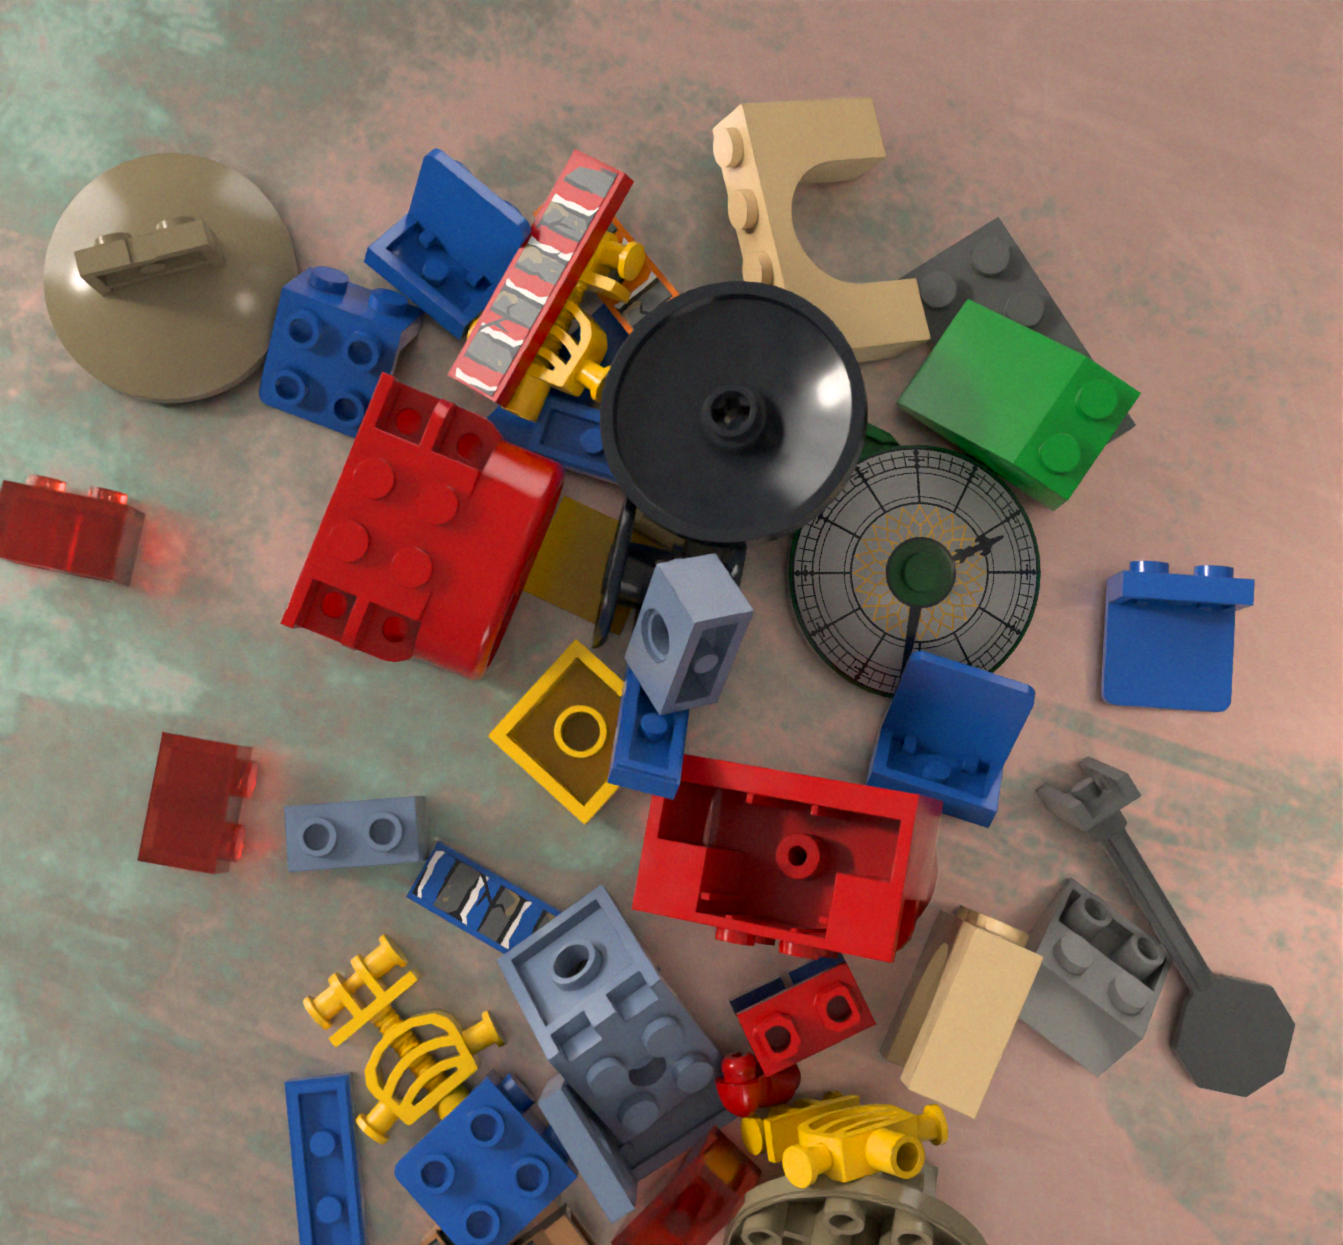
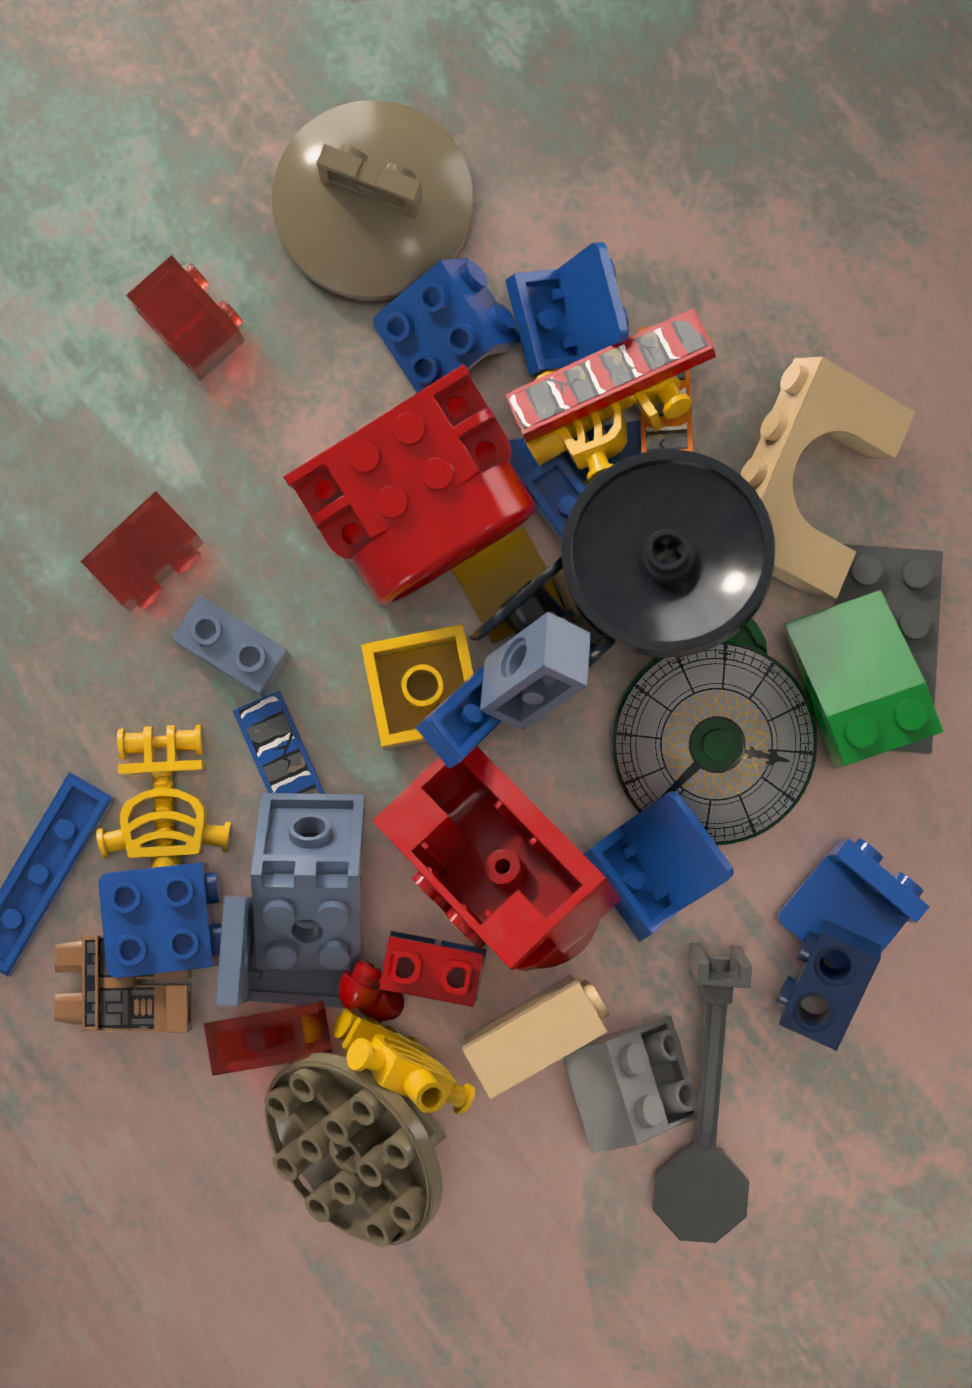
camera: 30 degrees right, 0 degrees up
(1222, 726) = (838, 987): none -> dark blue brick

